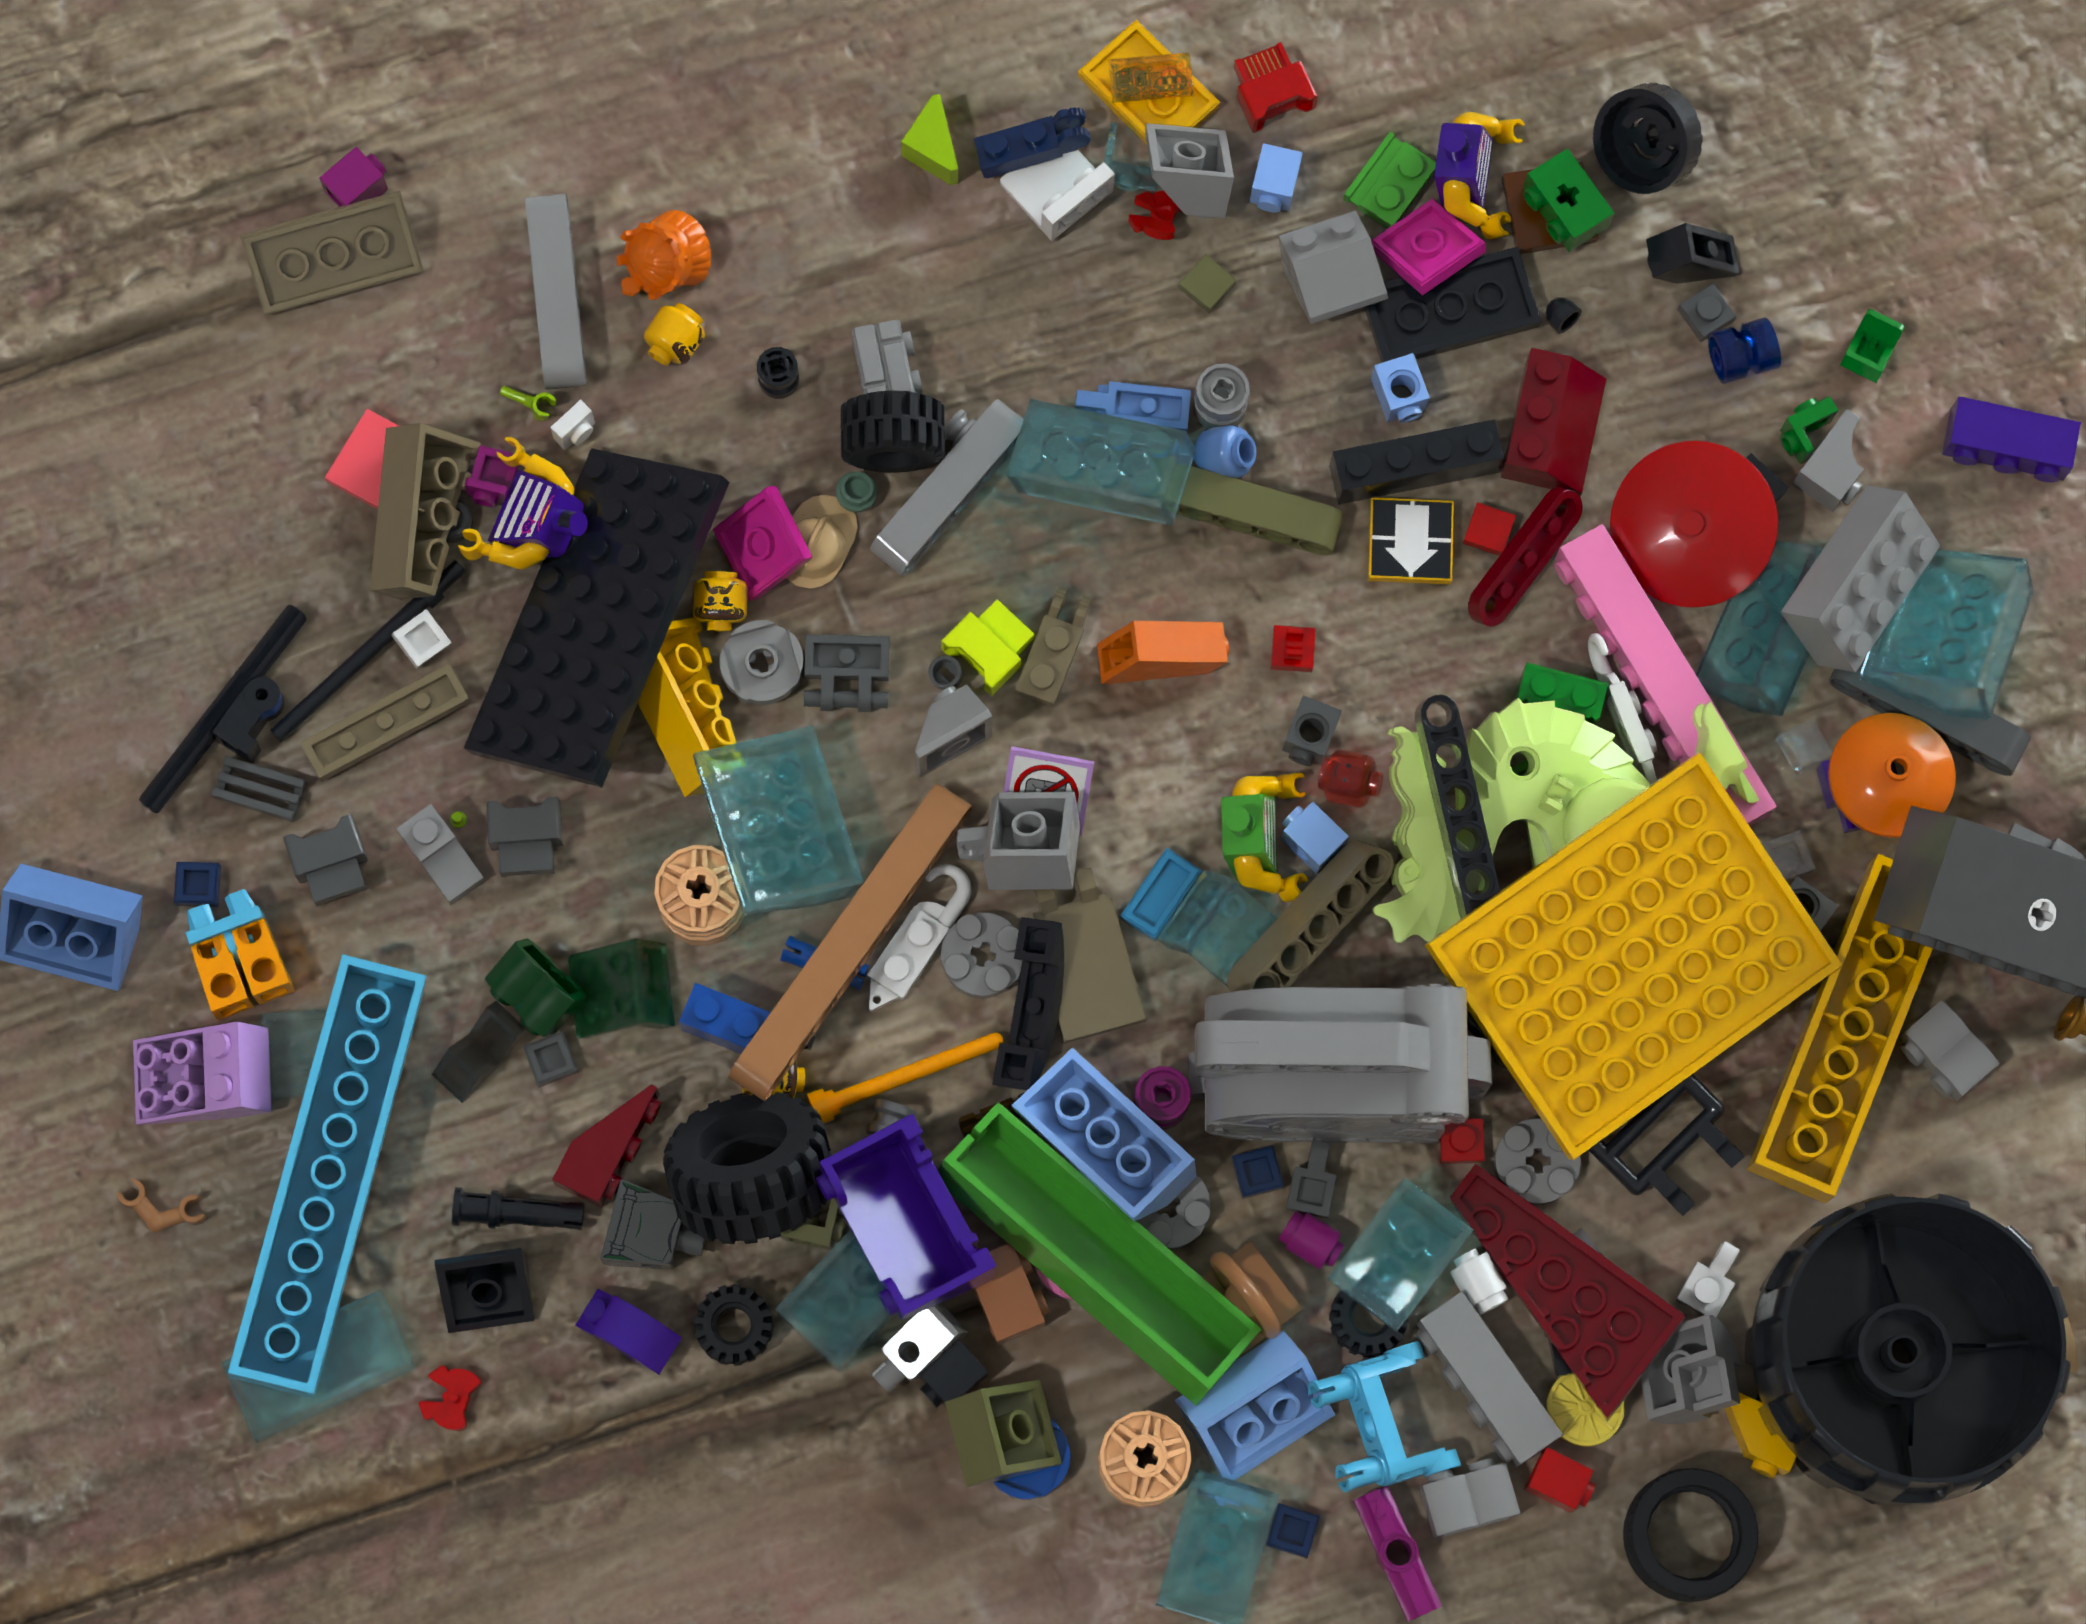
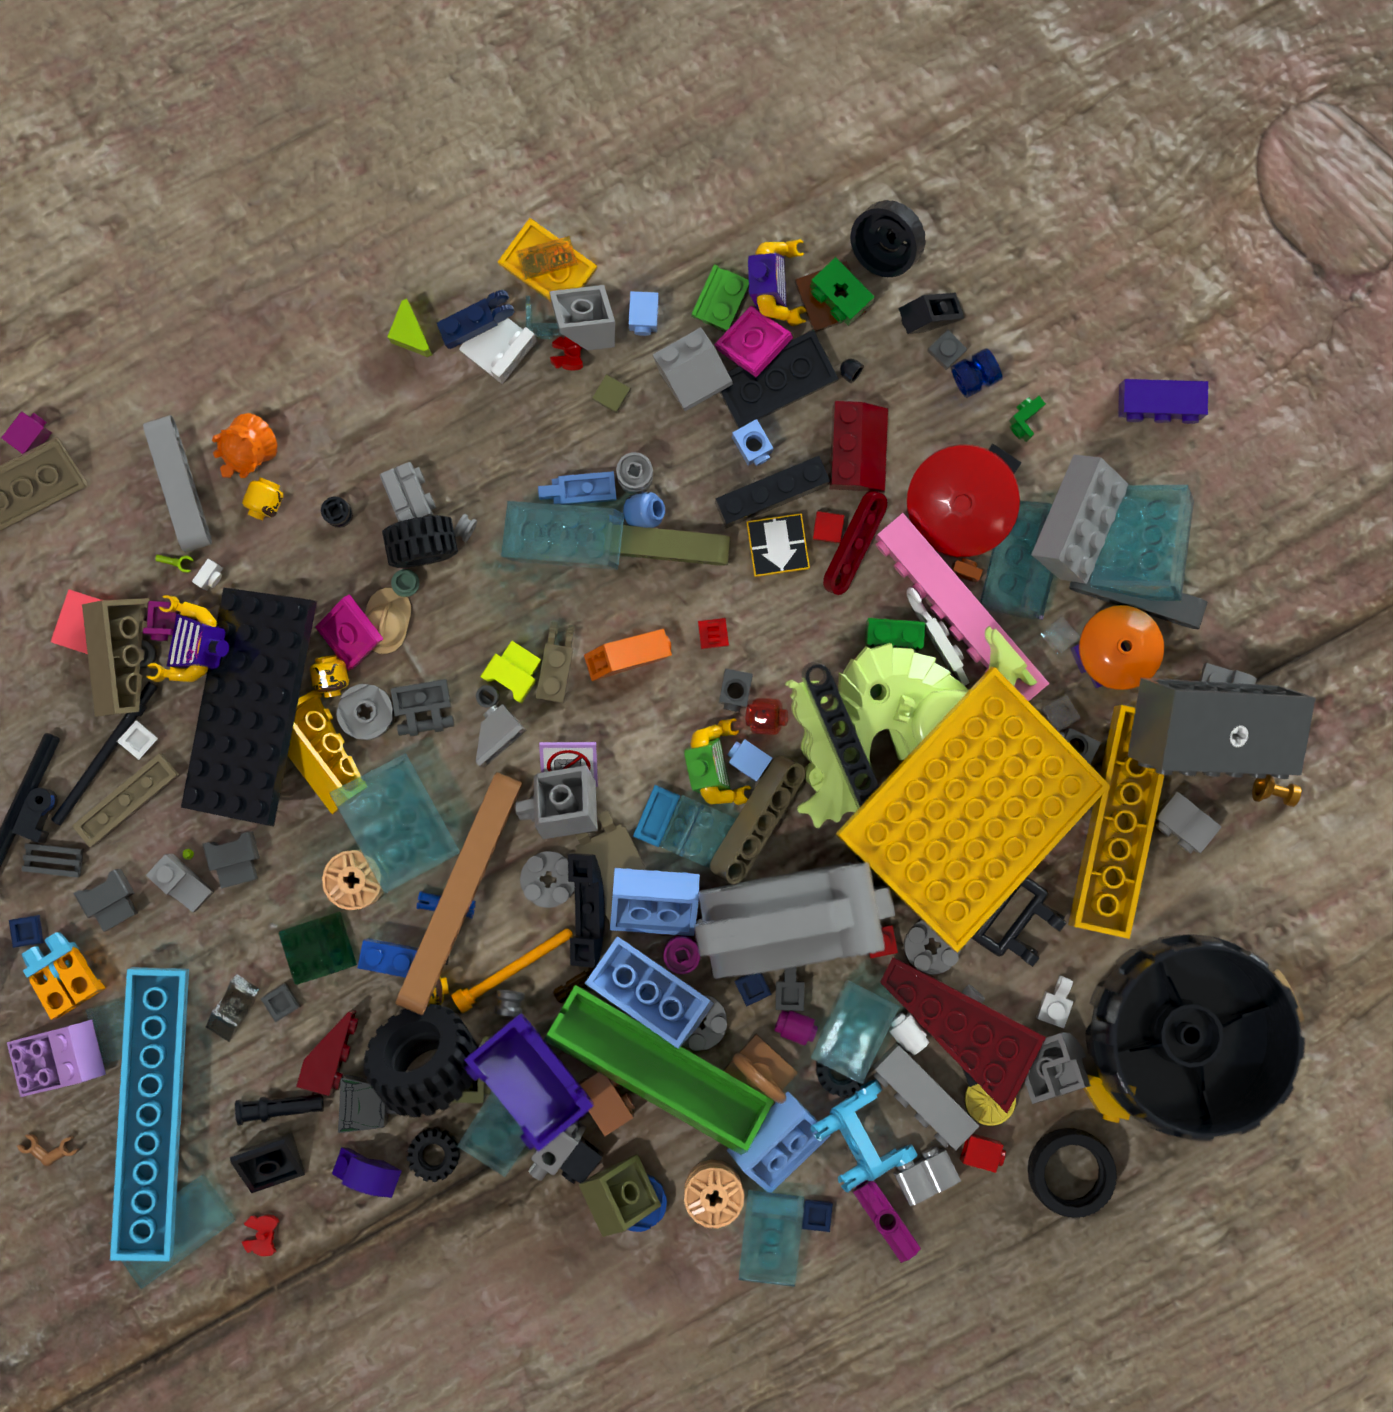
camera: 15 degrees left, 10 degrees up
(534, 988) = (259, 960): dark green brick -> none
(917, 941) = (503, 877): white plate -> none
(948, 488) = (465, 569): light grey beam -> none
(1135, 1012) = (654, 901): none -> light blue slope
(1272, 86) = (629, 247): red piece -> none
(1683, 626) = (967, 570): none -> dark orange plate
(1832, 469) = (1048, 444): light grey arch -> none
(1872, 345) = (1060, 353): green bracket -> none

